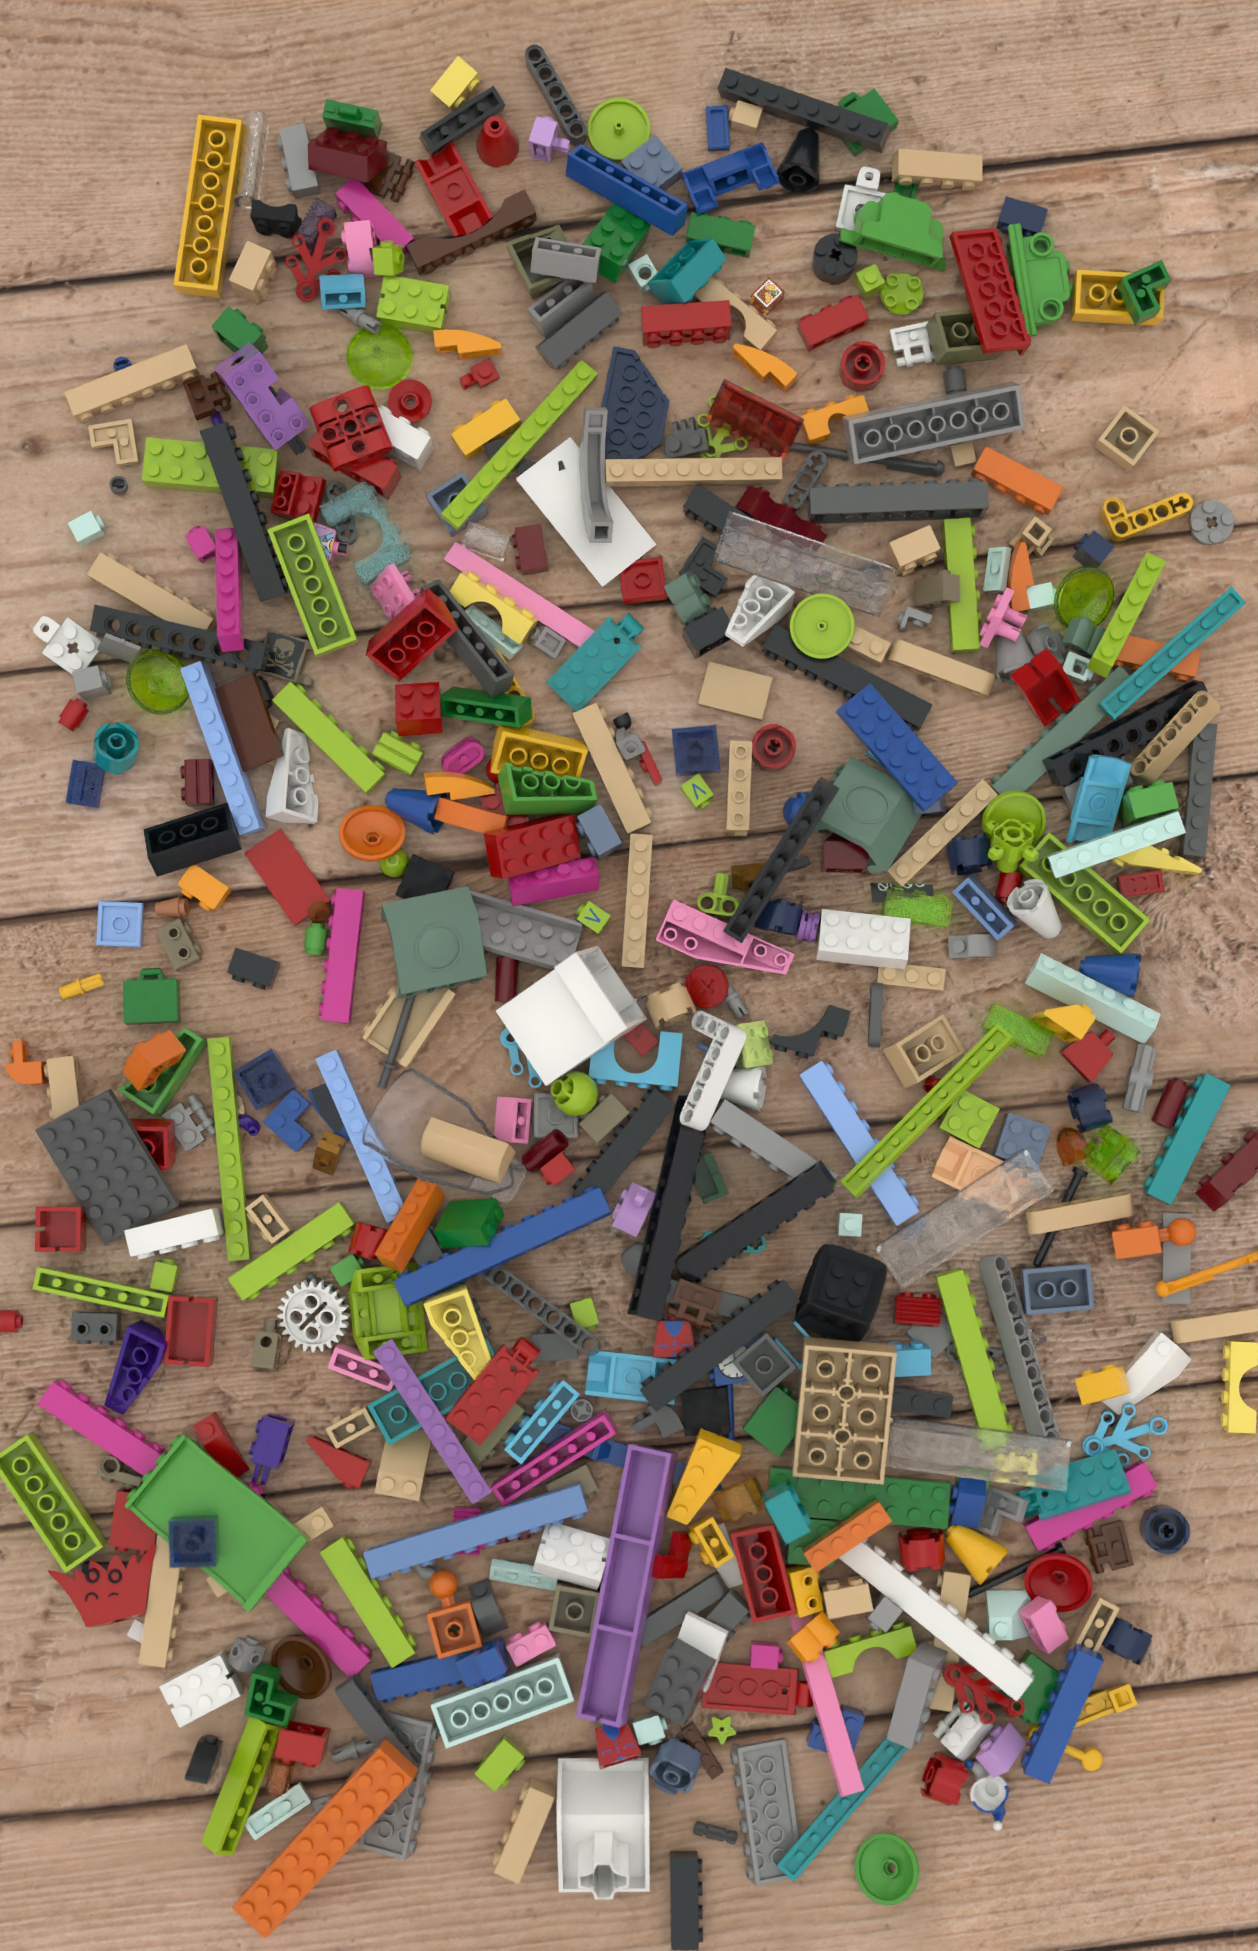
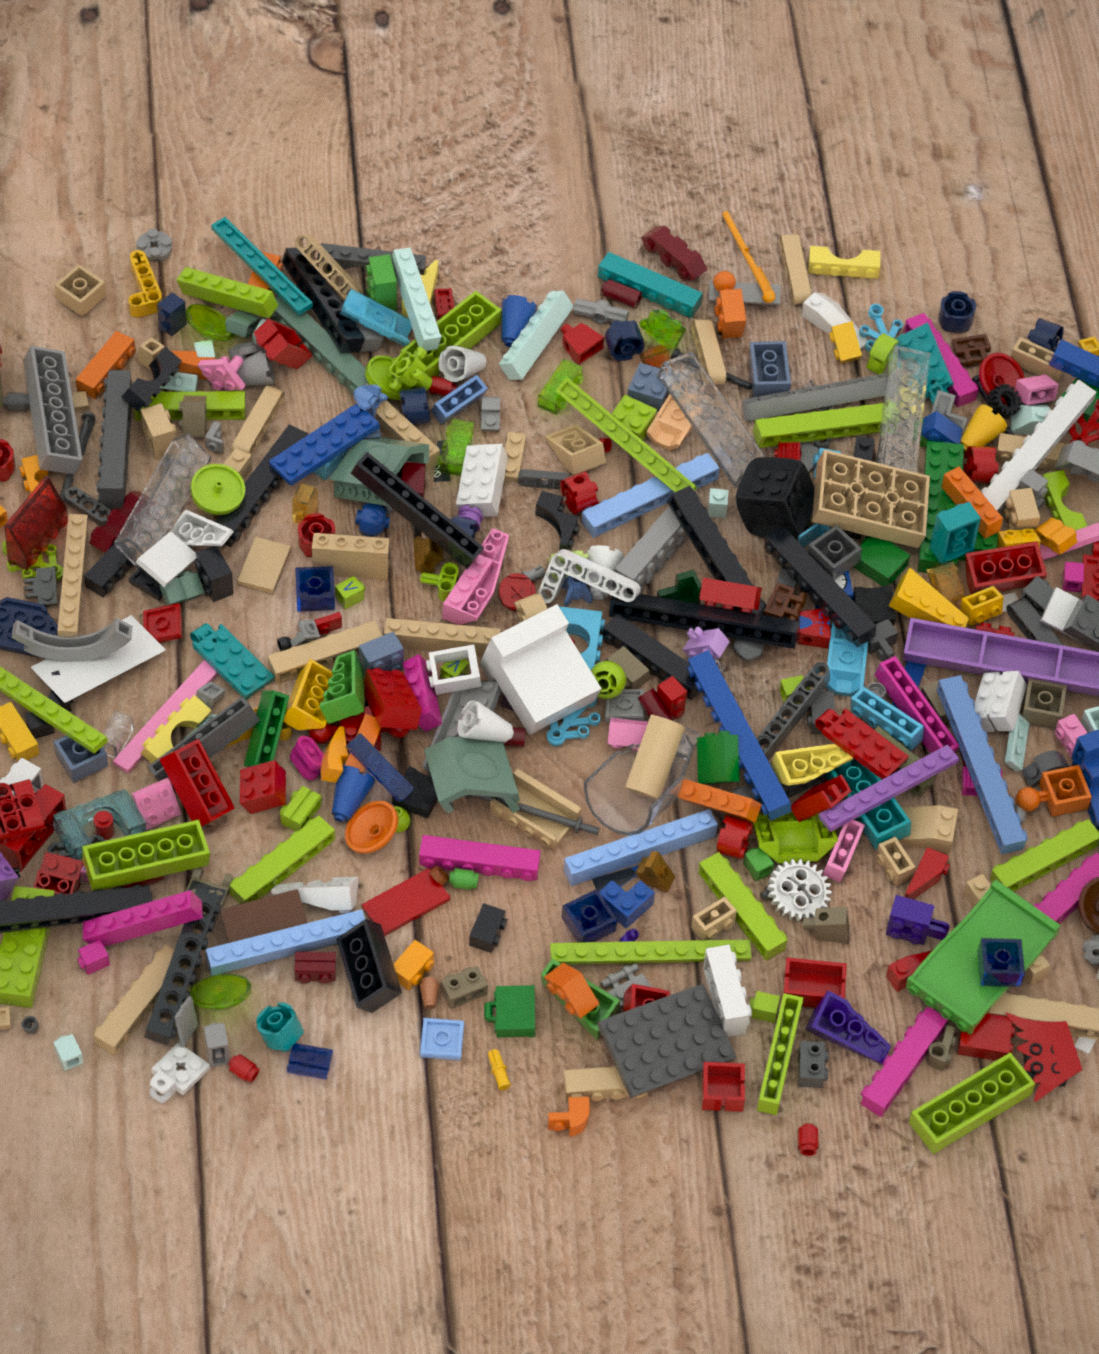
camera: 95 degrees left, 30 degrees down
(367, 539) = (104, 824): none -> red brick
(419, 1342) = (820, 798): none -> red window
(437, 837) = (380, 768): none -> clear blue tile
(496, 951) = (483, 724): none -> white cone
(531, 549) = (127, 701): dark red brick -> none
(581, 938) = (456, 683): none -> white window
(696, 1238) = (730, 594): none -> red brick
(713, 575) = (167, 559): none -> white tile
(812, 730) = (304, 502): none -> clear yellow brick
(849, 1055) = (579, 492): none -> red brick
(964, 795) = (369, 398): none -> medium blue brick
(1000, 547) = (141, 390): none -> black arch
(1016, 1593) = (1010, 397): none -> black tyre
(1067, 1022) = (557, 338): yellow slope -> none
(1088, 1431) = (880, 353): none -> lime brick

